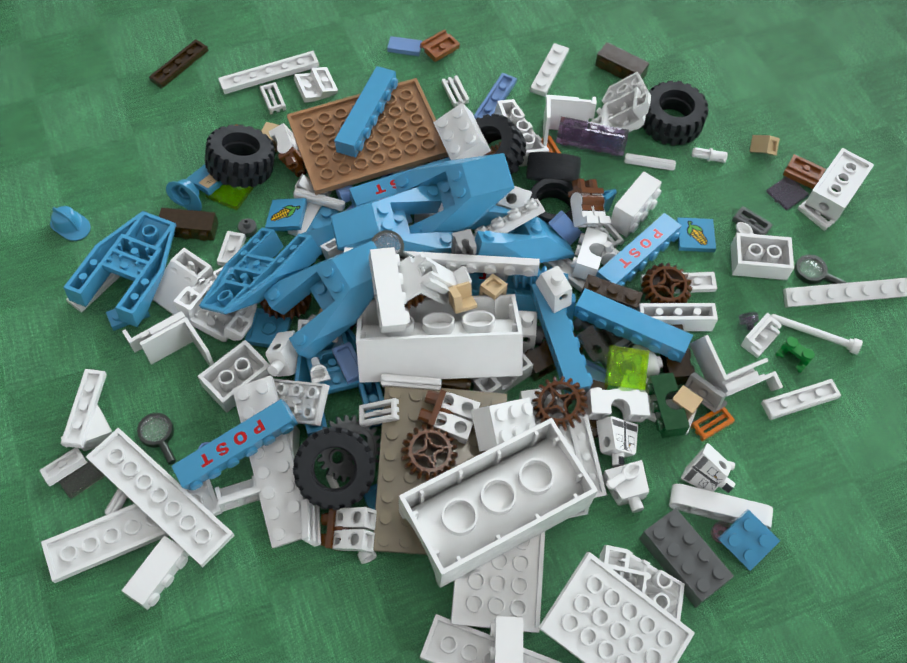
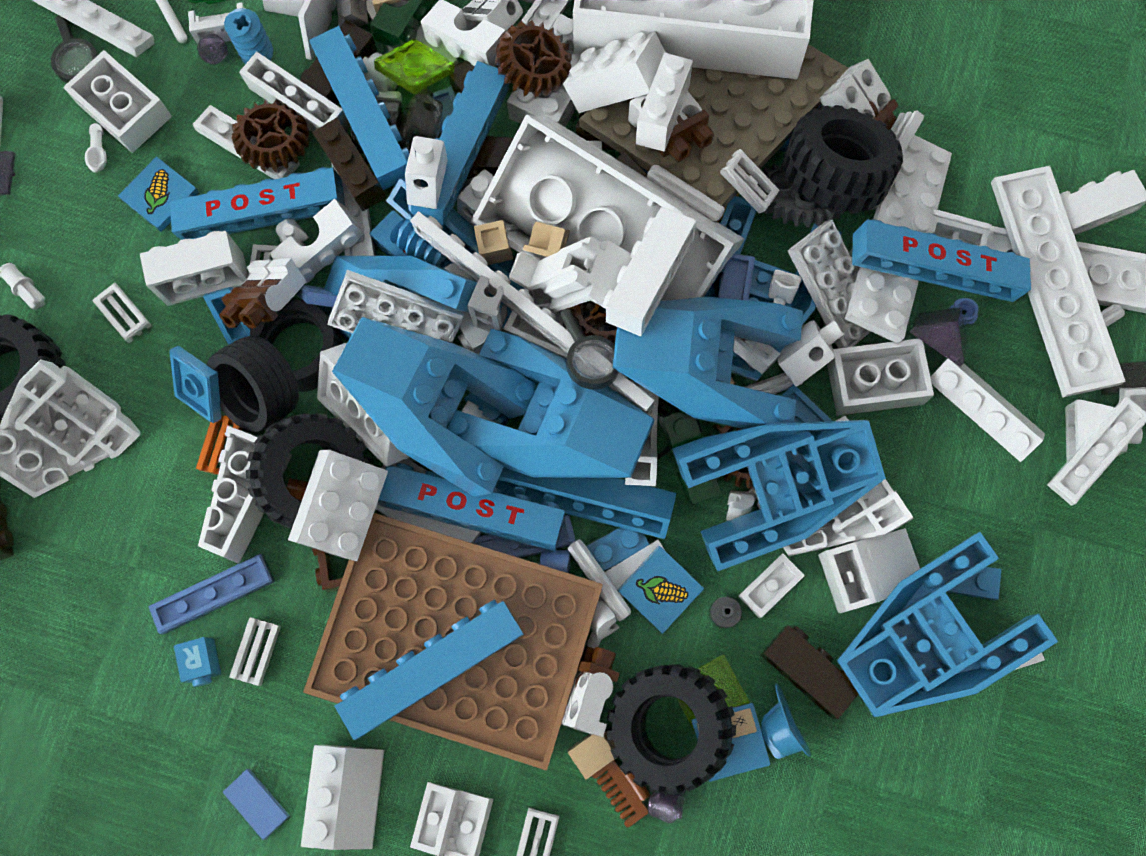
camera: 135 degrees left, 15 degrees up
(69, 223) = (979, 804): dark azure piece -> none
(156, 431) = (1012, 376): piece -> none
(163, 398) = (987, 409): none -> white brick
(167, 338) = (935, 490): white piece -> none
(211, 417) = (943, 332): none -> clear purple slope
(365, 57) = (342, 797): none -> white slope
(420, 454) = (729, 98): reddish brown gear -> none
(439, 45) = (205, 758): dark orange plate -> none
(456, 402) = (664, 102): none -> white brick
(475, 72) = (197, 661): none -> dark azure brick
(549, 70) = (85, 591): white plate -> none
(566, 107) = (146, 481): white piece -> none
(586, 157) = (195, 384): none -> dark azure tile
(592, 136) = (145, 415): clear purple brick -> none
(649, 161) = (106, 333): white axle -> none
(655, 171) = (135, 328): none -> white tile
(732, 329) = (247, 34): none -> dark azure piece
(757, 229) = (78, 182): dark grey tile -> none

